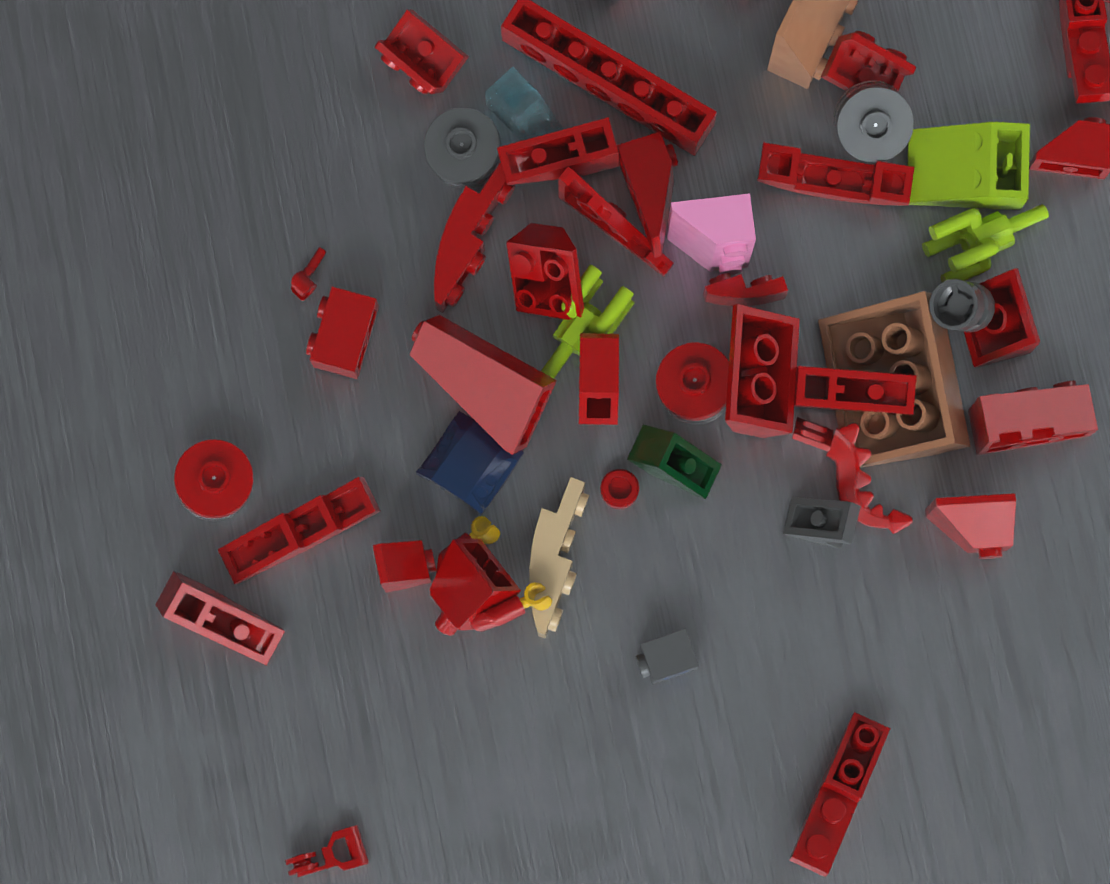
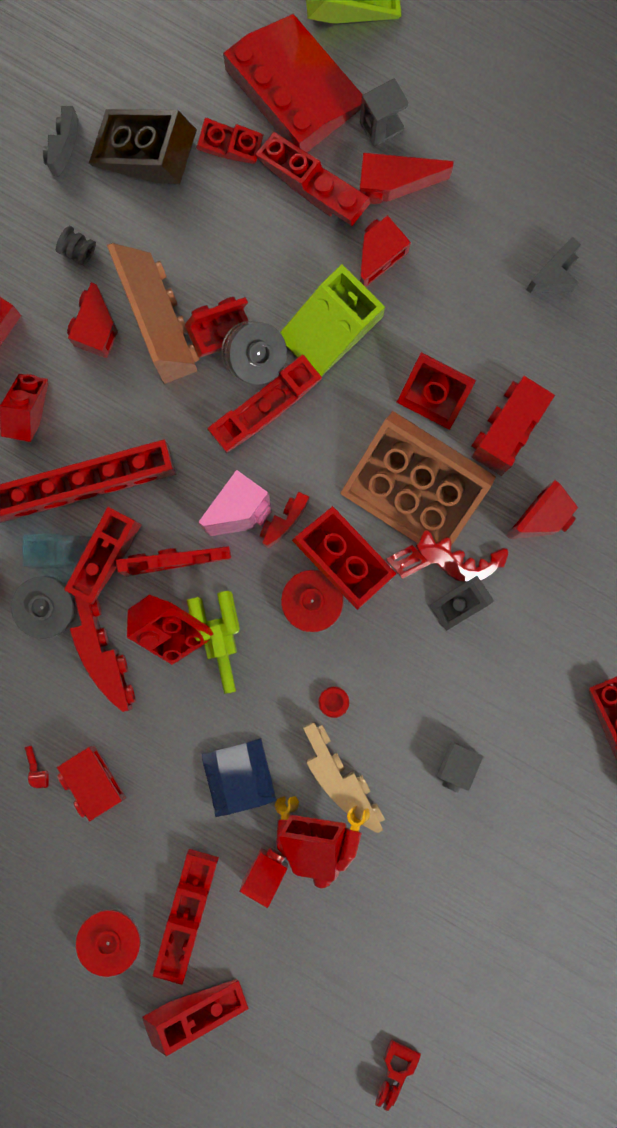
camera: 50 degrees left, 5 degrees up
(484, 380) = (196, 725): red slope -> none
(599, 379) = (260, 657): red slope -> none
(650, 180) = (168, 515): red slope -> none
(674, 460) = (347, 656): dark green slope -> none
(855, 390) = (404, 514): red slope -> none
(953, 304) = (412, 405): dark grey wheel -> none
(978, 239) = (379, 356): lime plant -> none

